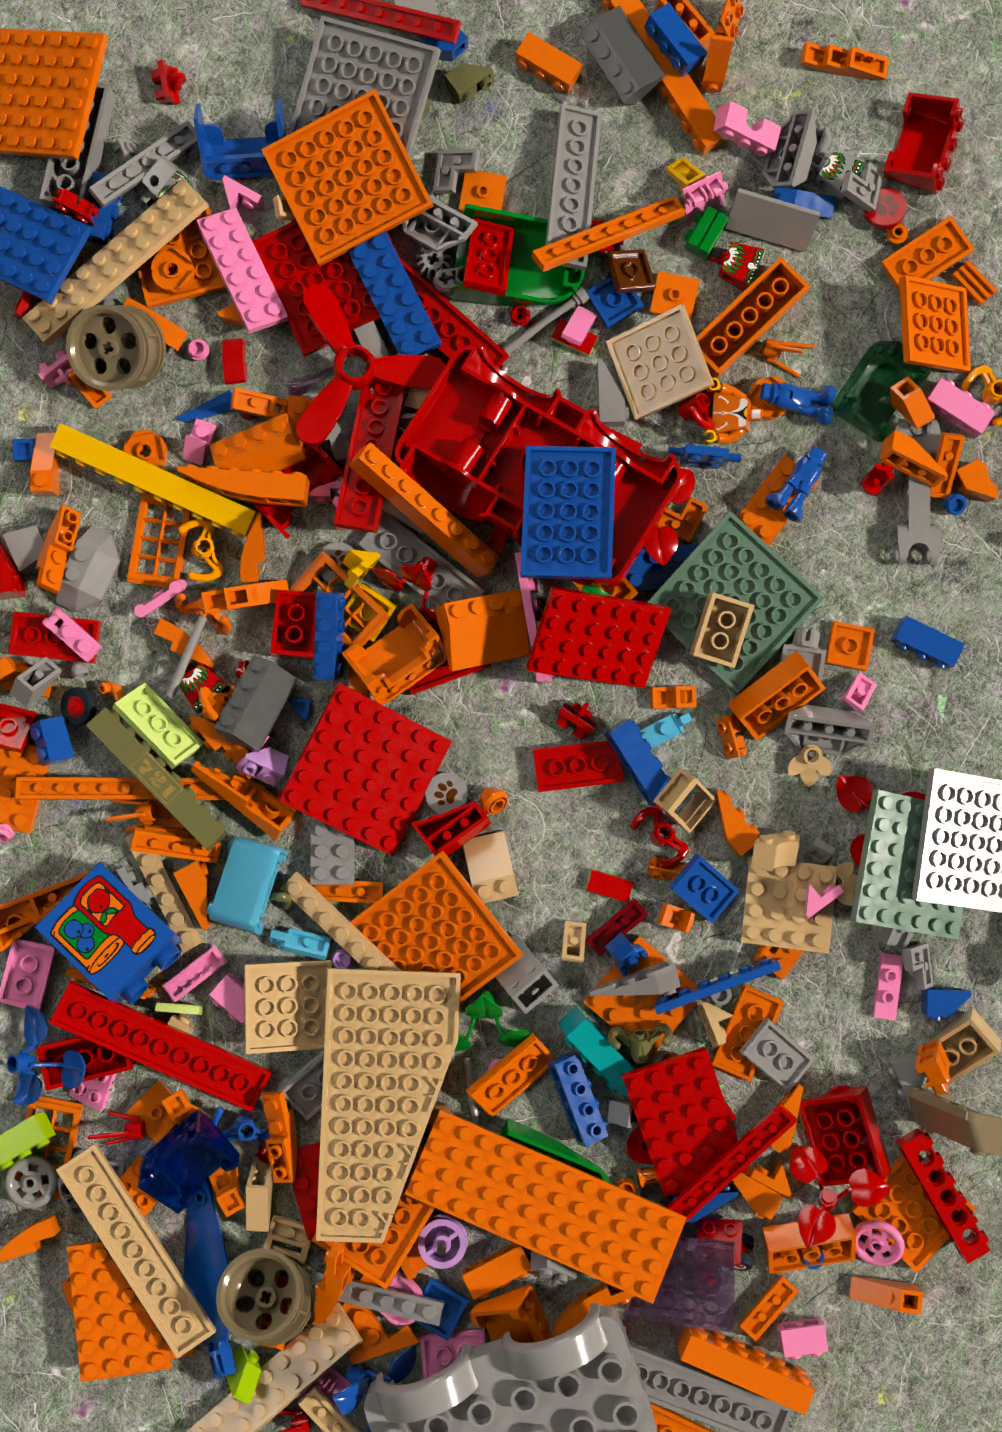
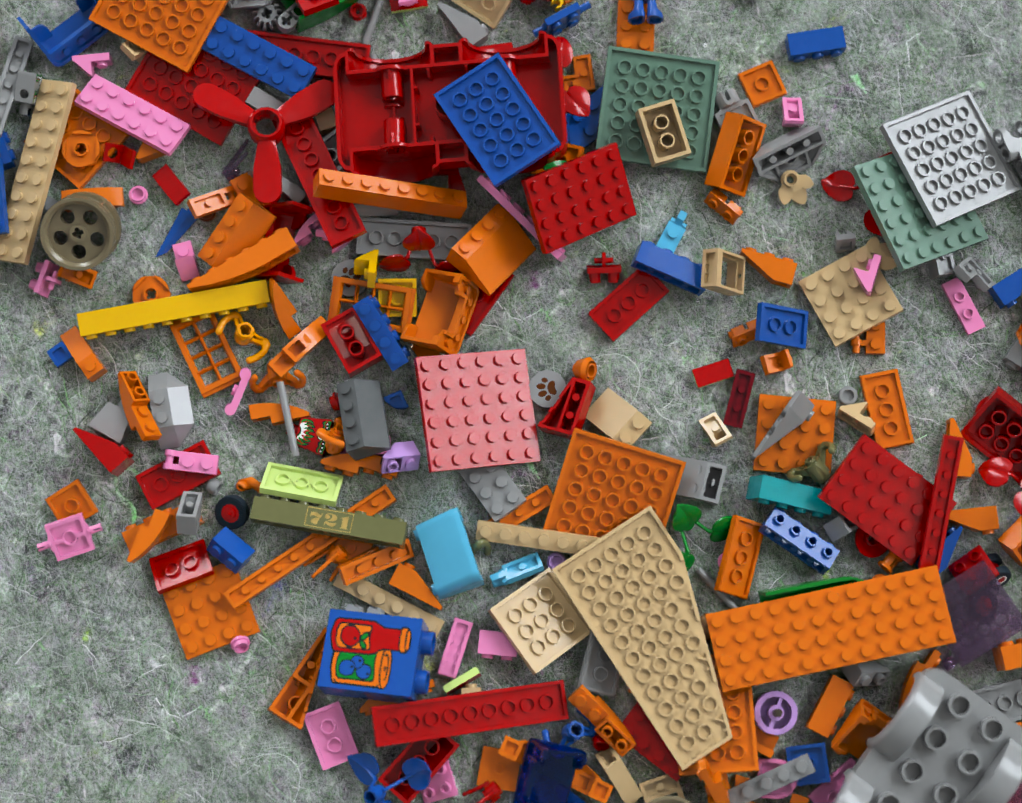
camera: 30 degrees left, 5 degrees down
(210, 304) = (124, 156): none -> red bracket
(250, 799) = (423, 490): orange wedge -> none
(625, 953) = (758, 411): blue piece -> none
(668, 833) = (724, 309): red piece -> none
(673, 697) = (662, 207): orange slope -> none
(707, 988) = (843, 381): blue plate -> none
(775, 850) = (813, 263): tan brick -> none
(776, 1180) = (983, 499): orange slope -> none
(777, 1055) = (919, 409): light grey tile -> none

